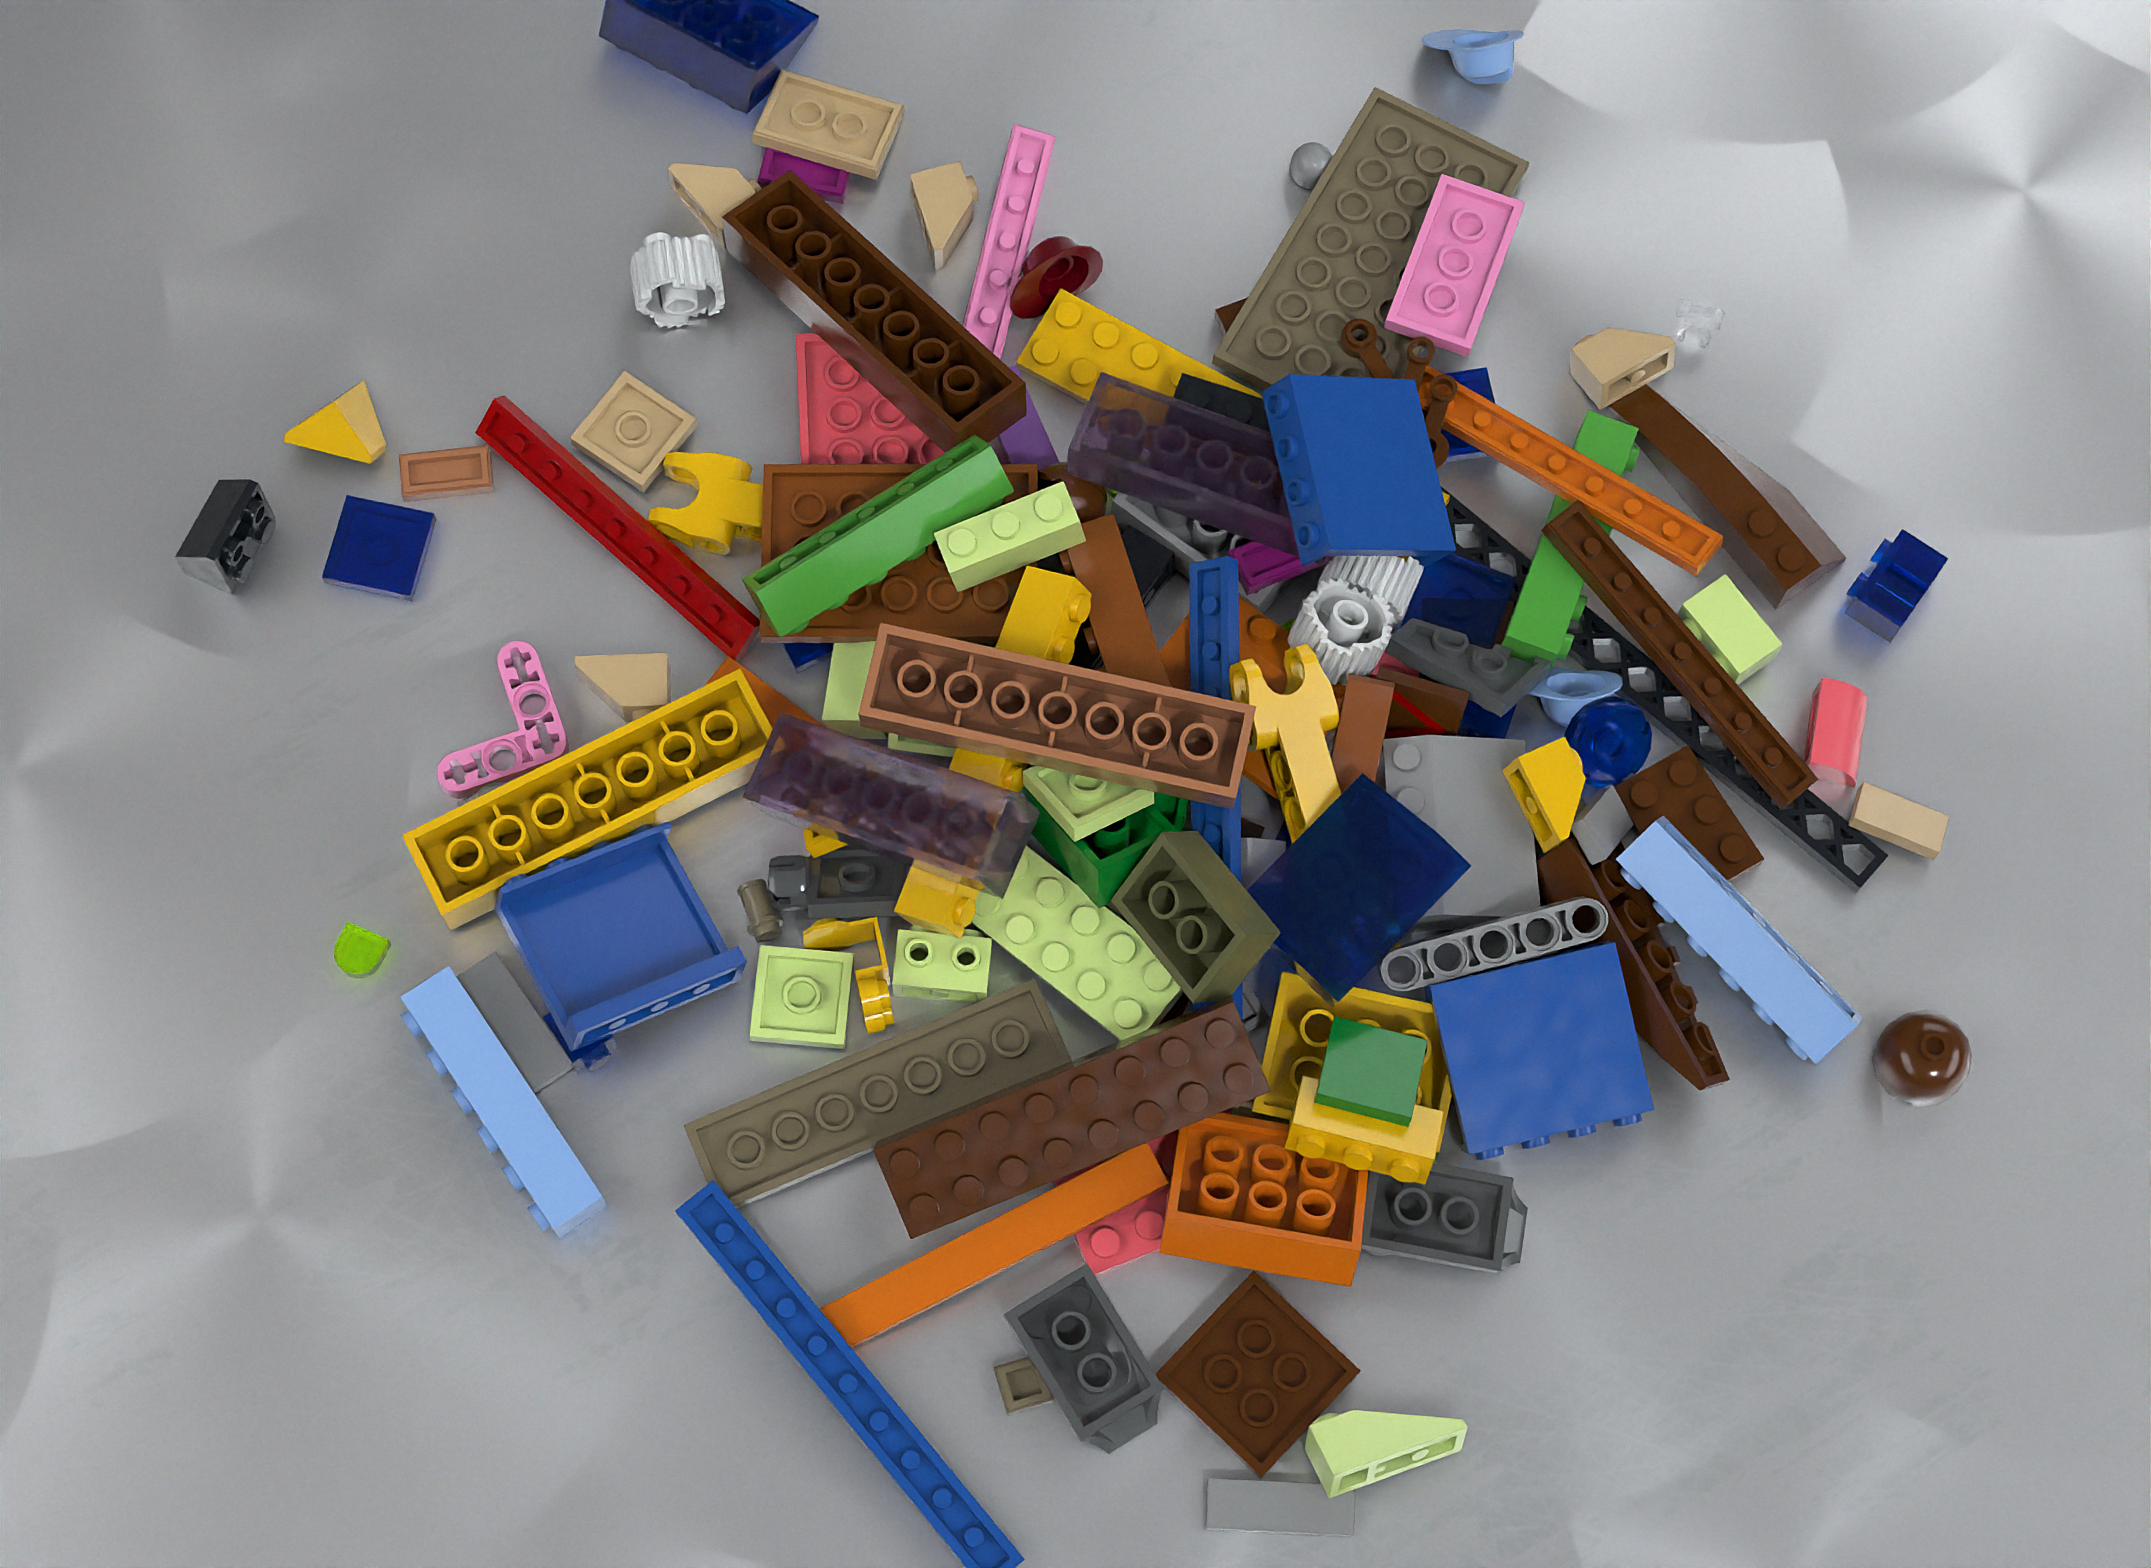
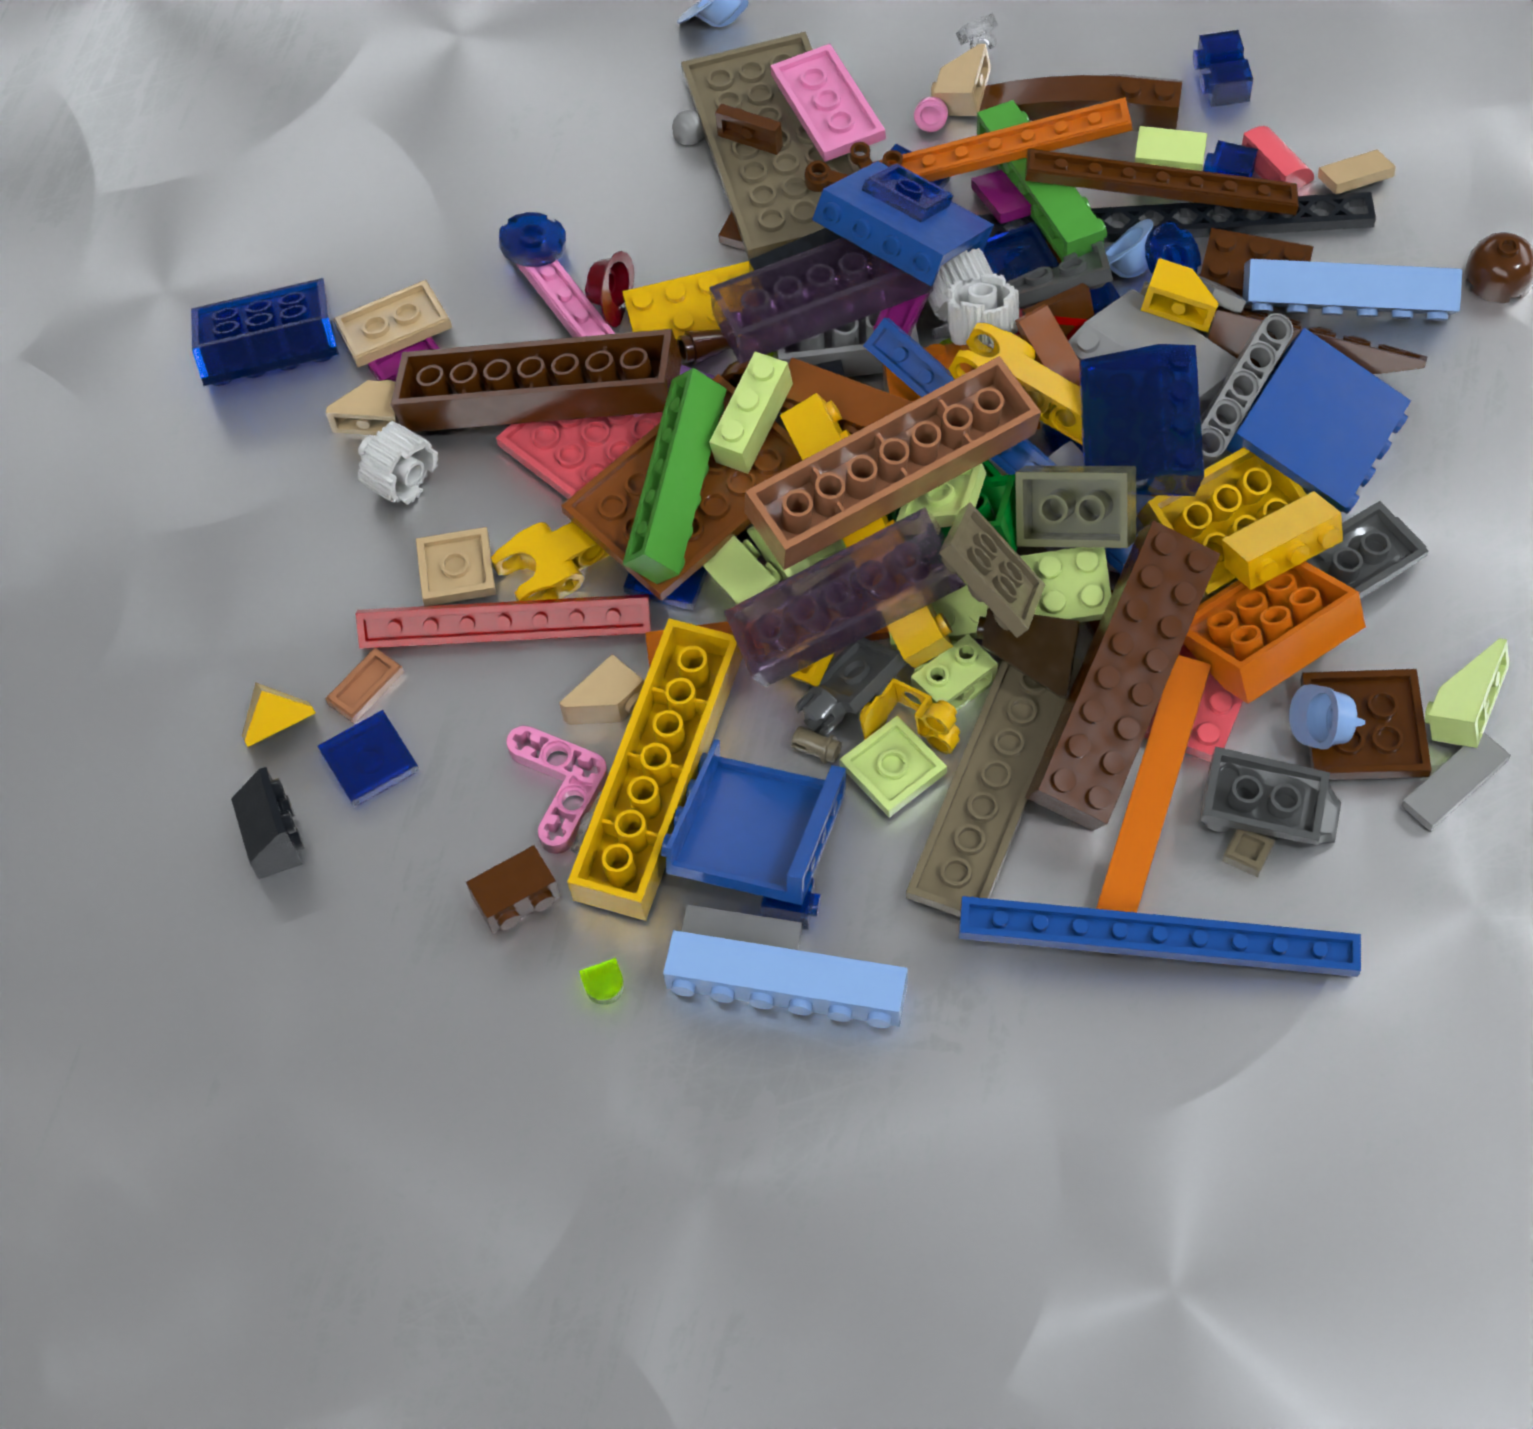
camera: 35 degrees left, 10 degrees down
(367, 794) = (514, 890): none -> reddish brown brick
(943, 207) = (506, 309): tan slope -> none
(1022, 1010) = (1041, 653): none -> dark brown slope
(1032, 909) = (992, 570): none -> dark tan plate
(1036, 155) = (532, 239): none -> clear blue tile
(1067, 408) = (701, 345): none -> reddish brown cone
(1213, 1335) = (1322, 716): none -> light blue piece
(1343, 216) = (749, 129): none -> reddish brown plate
(1371, 1071) = (1254, 504): green tile -> none
(1388, 445) = (908, 192): none -> clear blue tile
(1521, 520) = (1001, 196): none -> magenta tile
(1552, 367) = (931, 114): none -> bright pink tile
(1780, 696) = (1231, 159): none -> clear blue brick

